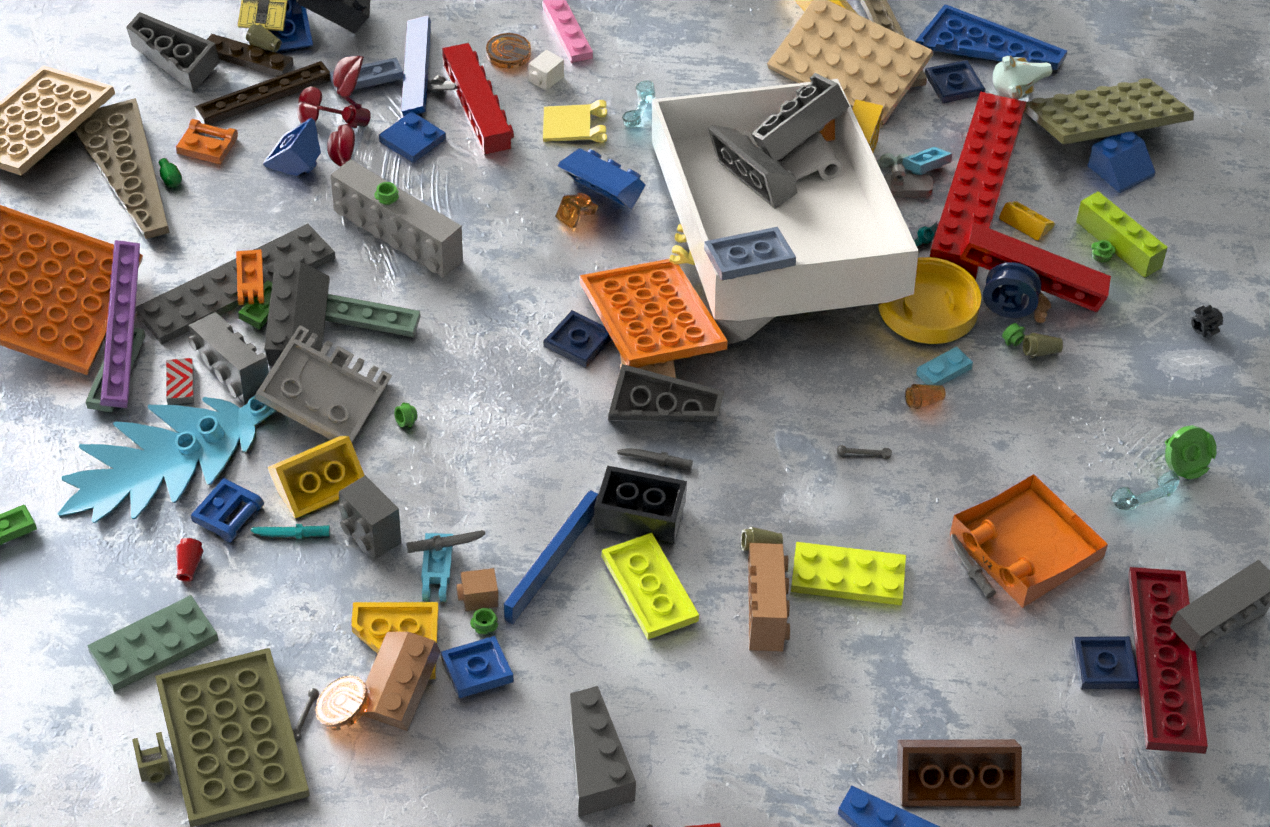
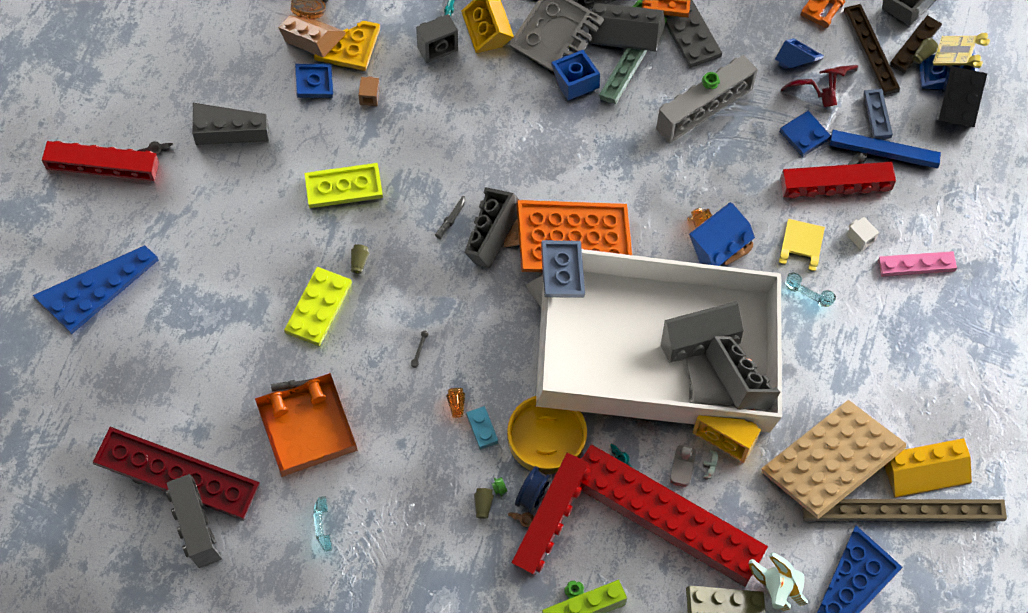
camera: 105 degrees right, 15 degrees up
(392, 353) = (576, 74): none -> blue slope
(405, 415) = (527, 79): bright green plate -> none
(436, 569) = (397, 74): medium azure hinge -> none
(440, 542) = (408, 73): dark grey piece -> none
(487, 616) = (346, 87): bright green plate -> none
(508, 50) = (895, 216): clear orange tile -> none
(550, 558) = (383, 135): blue tile -> none
(578, 339) = (573, 190): dark blue tile -> none
(640, 503) = (405, 190): black brick -> none
(768, 597) = (308, 245): medium nougat wedge -> none
(927, 160) = (702, 484): medium azure plate -> none
(954, 81) = (804, 546): dark blue tile -> none
(959, 772) = (143, 318): reddish brown slope -> none
(1026, 220) = (625, 545): yellow slope -> none
(1105, 662) = (195, 439): dark blue tile -> none
(1190, 451) = (341, 563): bright green tile -> none

